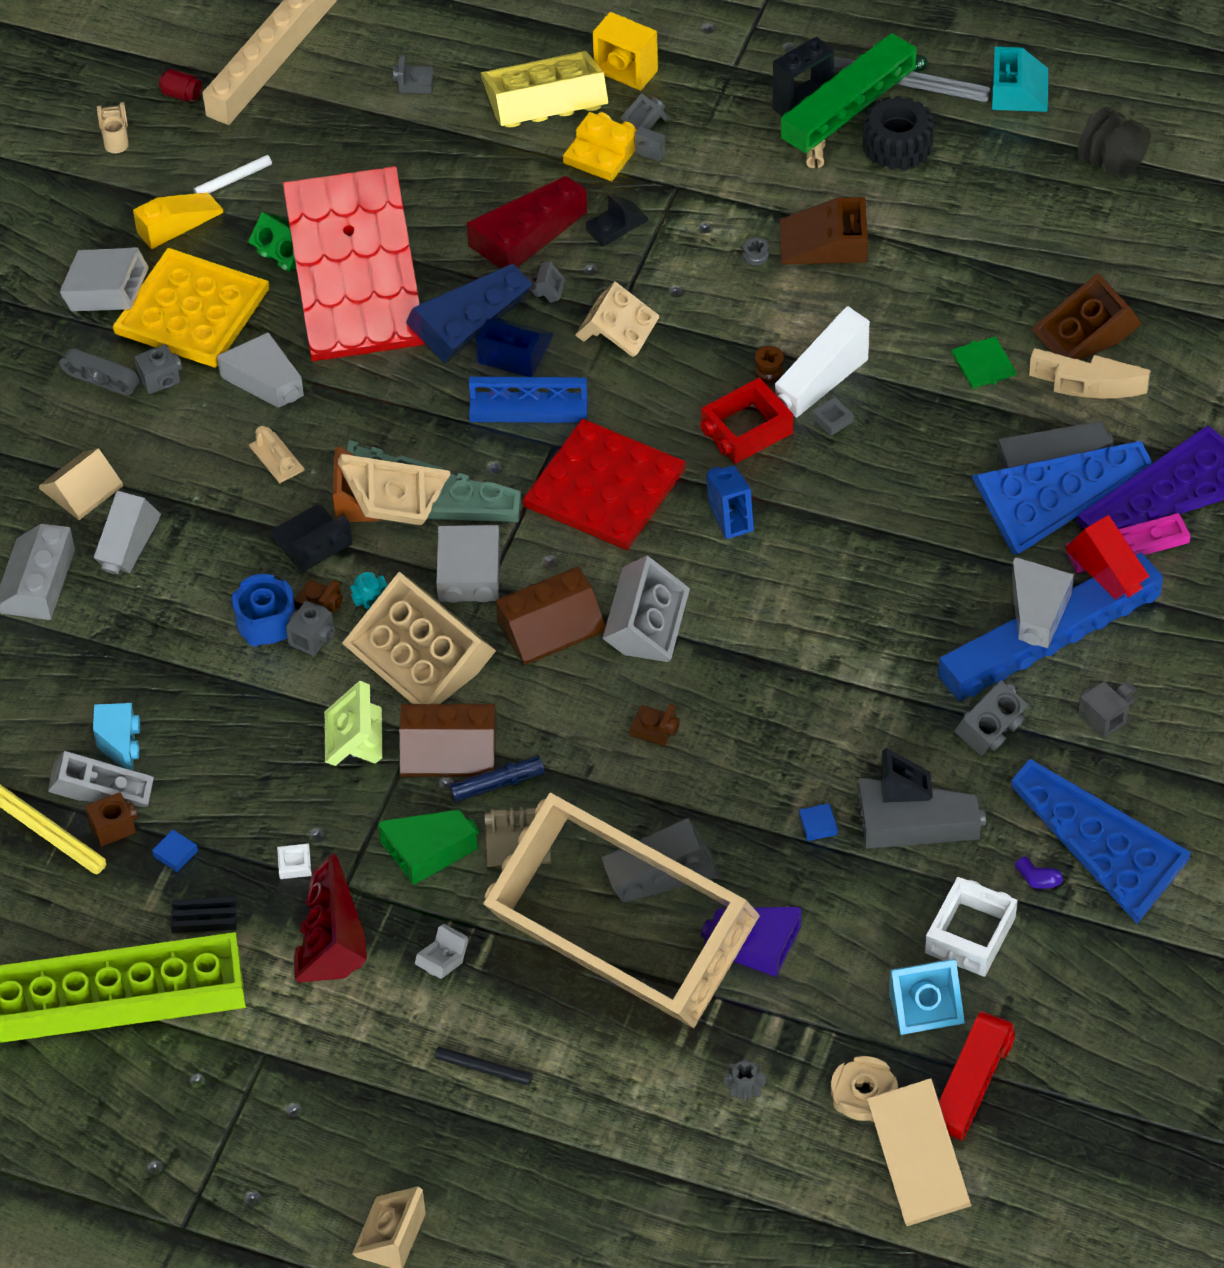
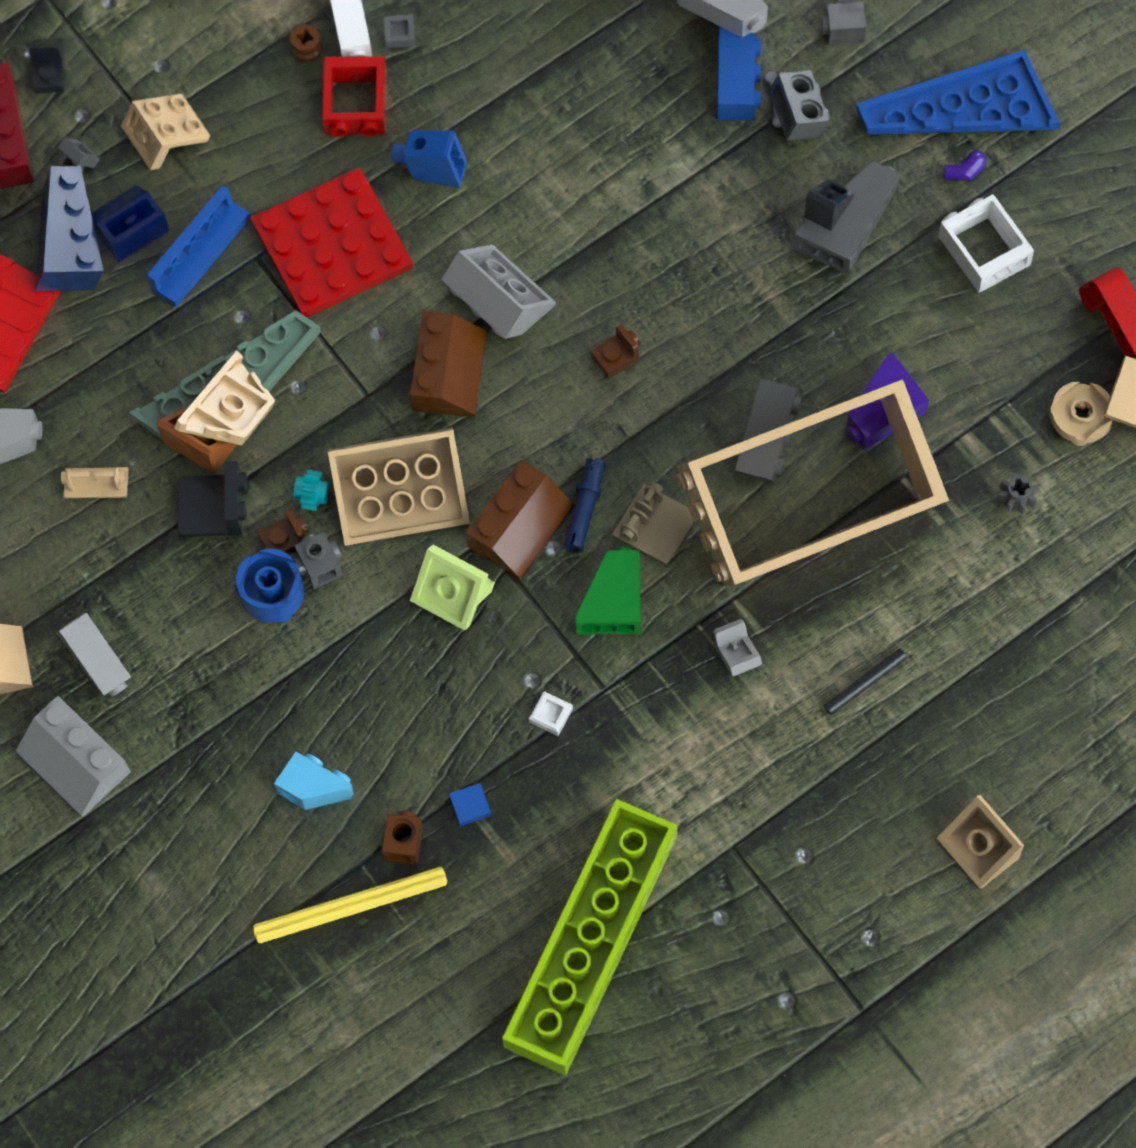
camera: 55 degrees left, 15 degrees up
(94, 780) = (354, 827): light grey slope -> none
(203, 910) = (546, 808): black tile -> none
(332, 931) = (650, 724): dark red wedge -> none
(468, 563) = (341, 396): light grey brick -> none
(818, 822) = (801, 292): blue tile -> none
(926, 996) = (1032, 317): medium azure slope -> none

